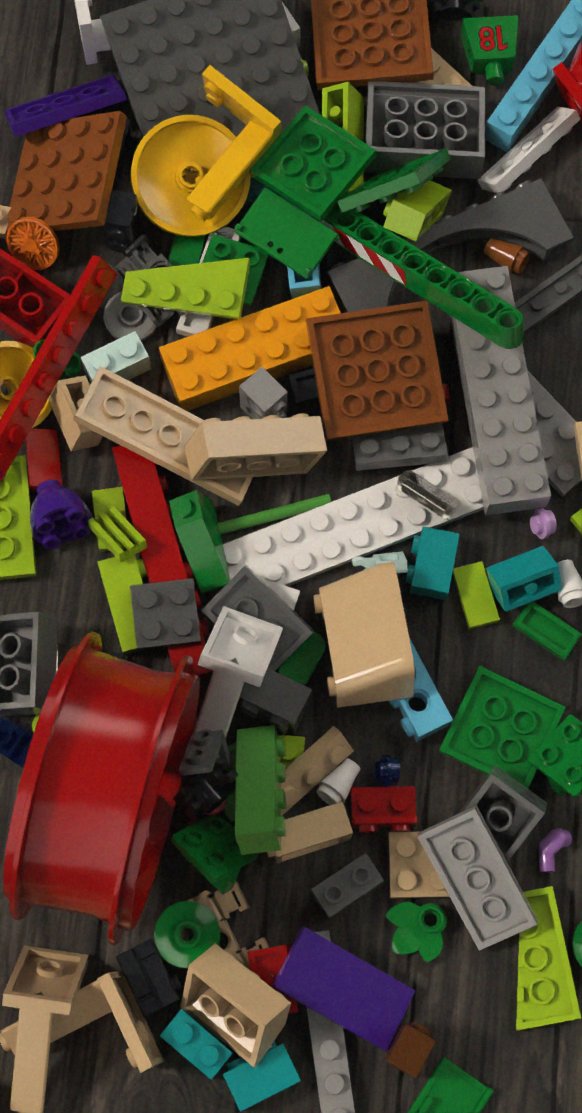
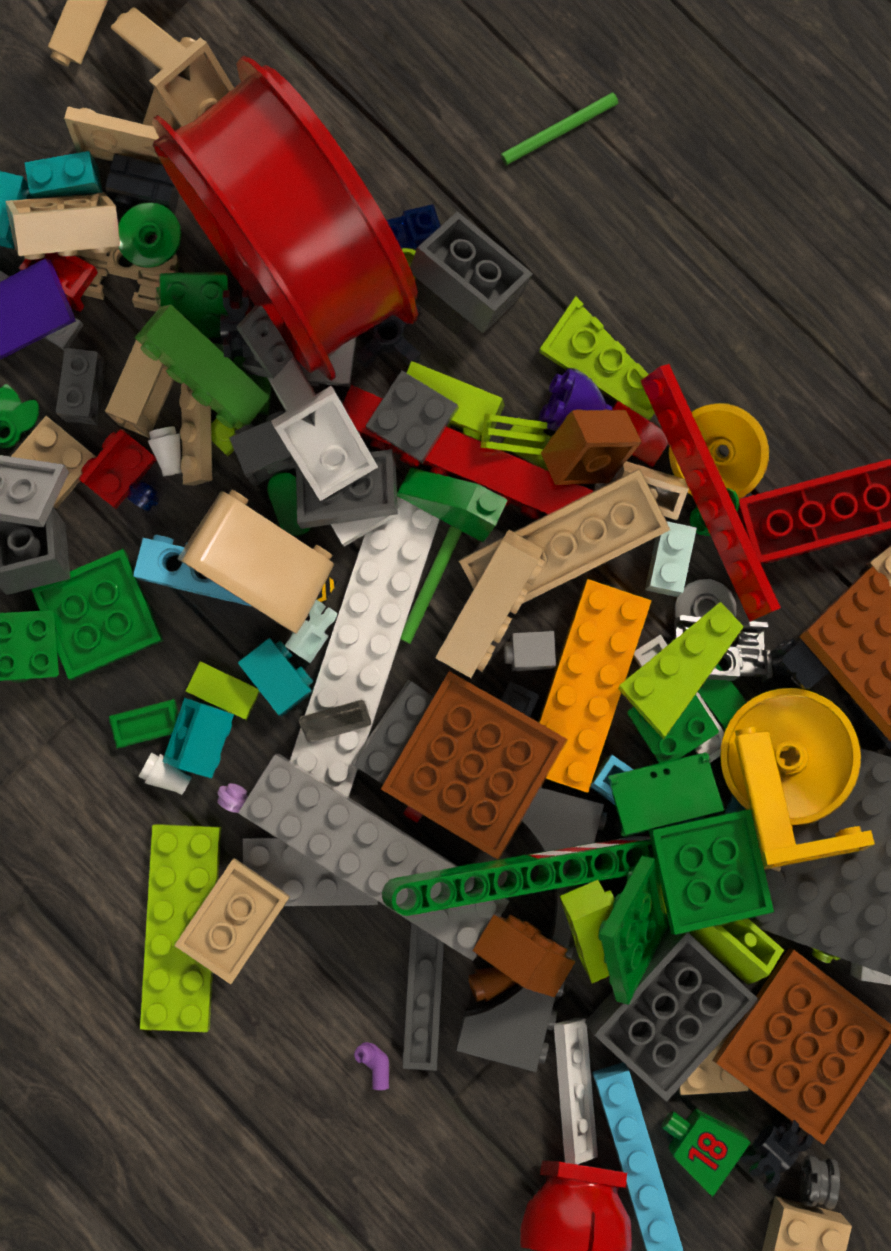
camera: 130 degrees right, 10 degrees up
(33, 243) = (840, 575): orange wheel -> none
(82, 471) = (590, 446): none -> dark orange brick
(473, 236) = (524, 954): none -> dark orange brick

